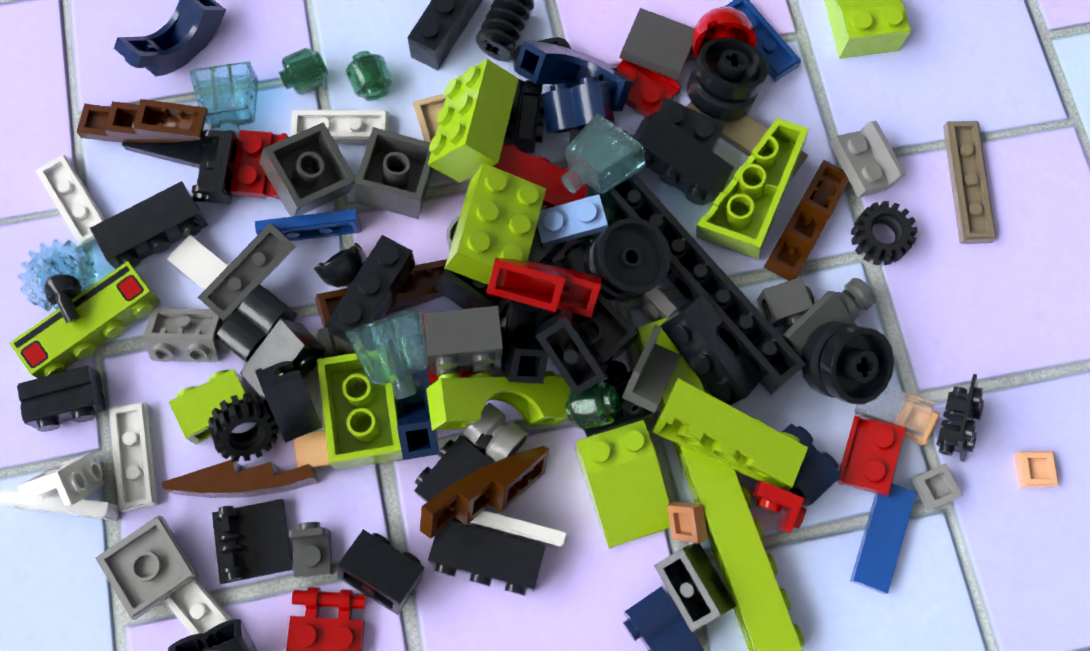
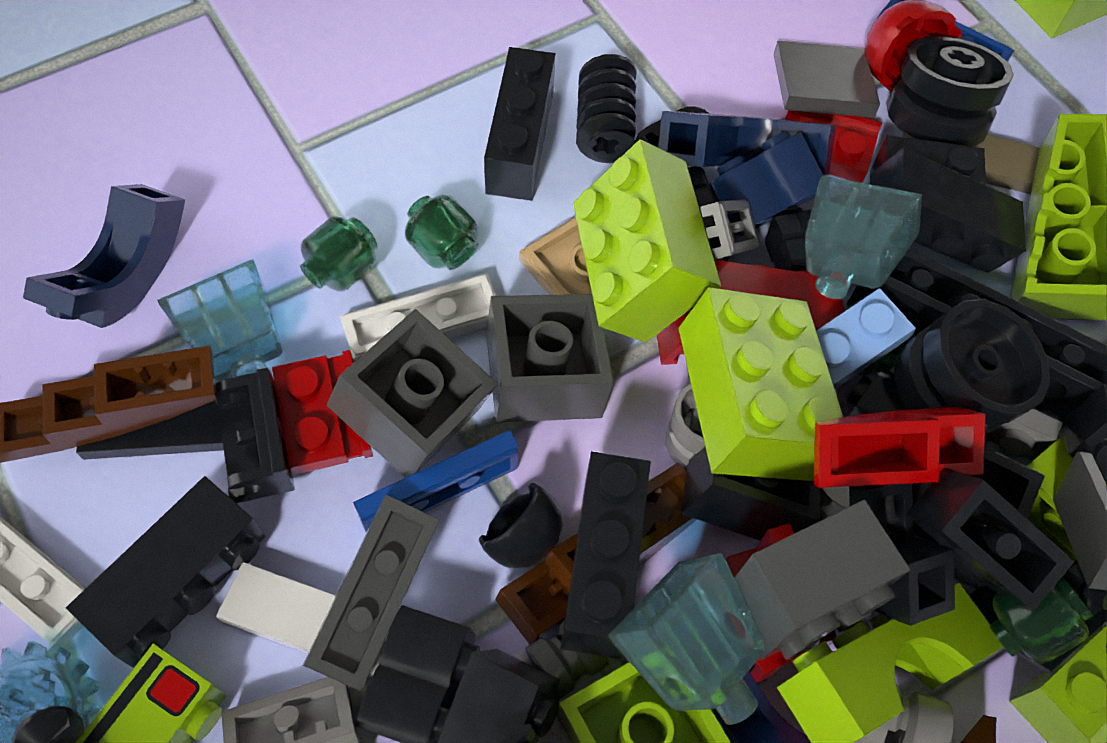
camera: 20 degrees left, 10 degrees down
(517, 129) = (724, 229): none -> light grey tile

